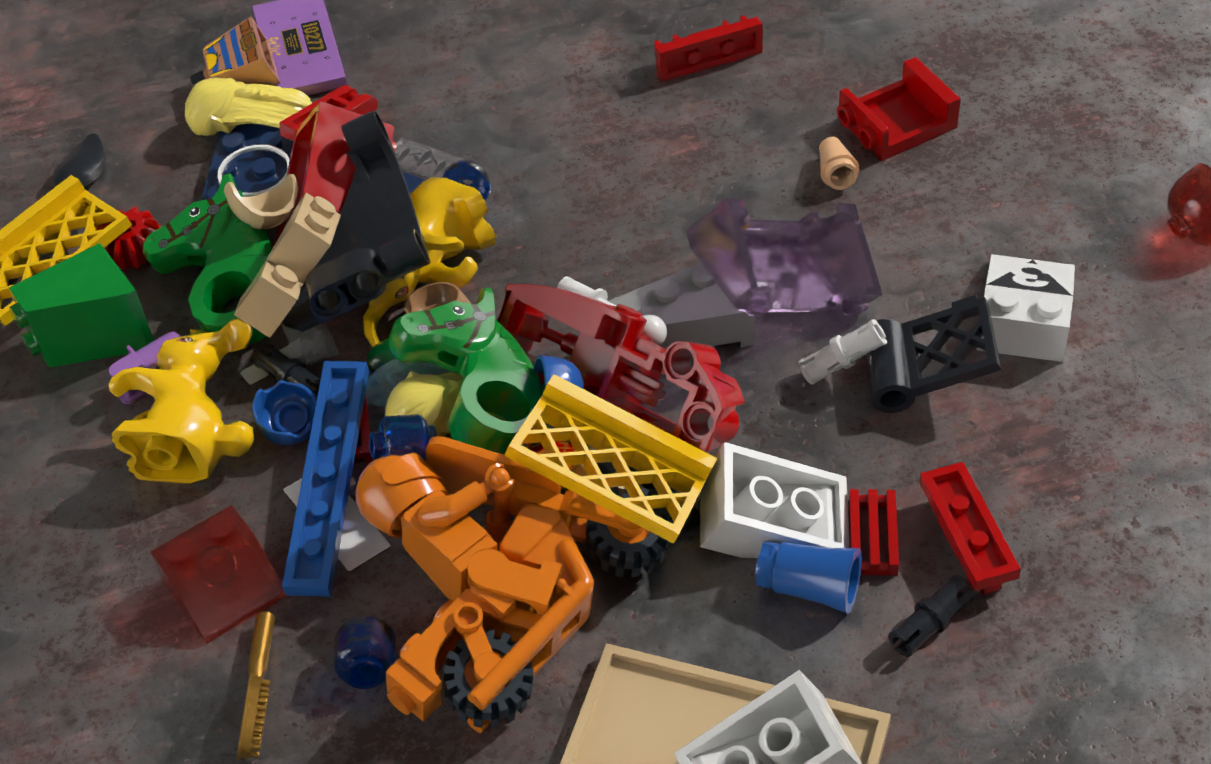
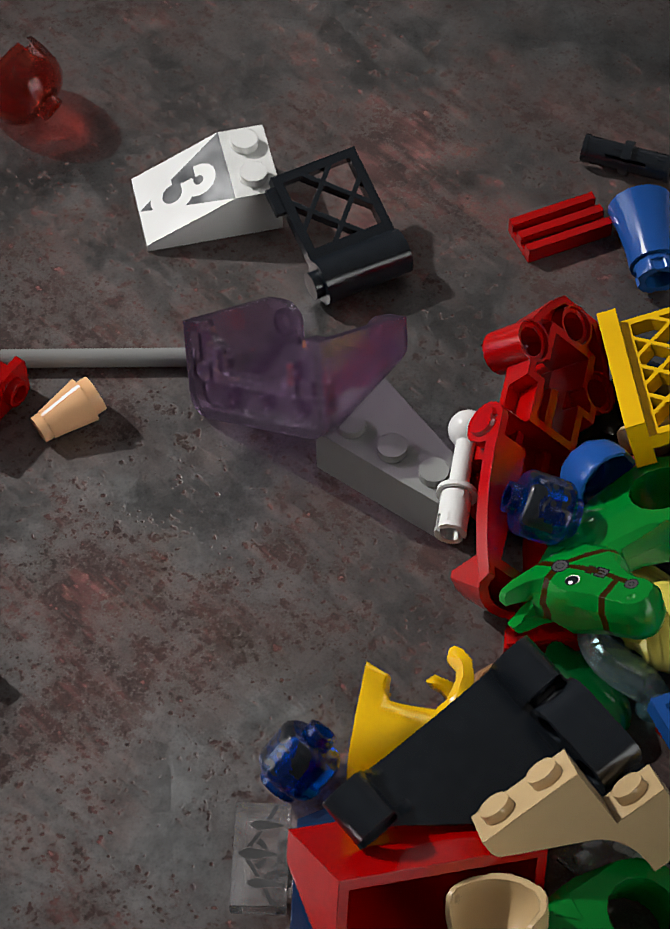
camera: 120 degrees left, 5 degrees up
(533, 322) = (542, 507): none -> clear blue head
(770, 499) = (594, 279): white slope -> none
(842, 352) = (370, 284): white pin -> none
(890, 188) = (97, 357): none -> light grey bar
(970, 527) = (526, 148): red plate -> none

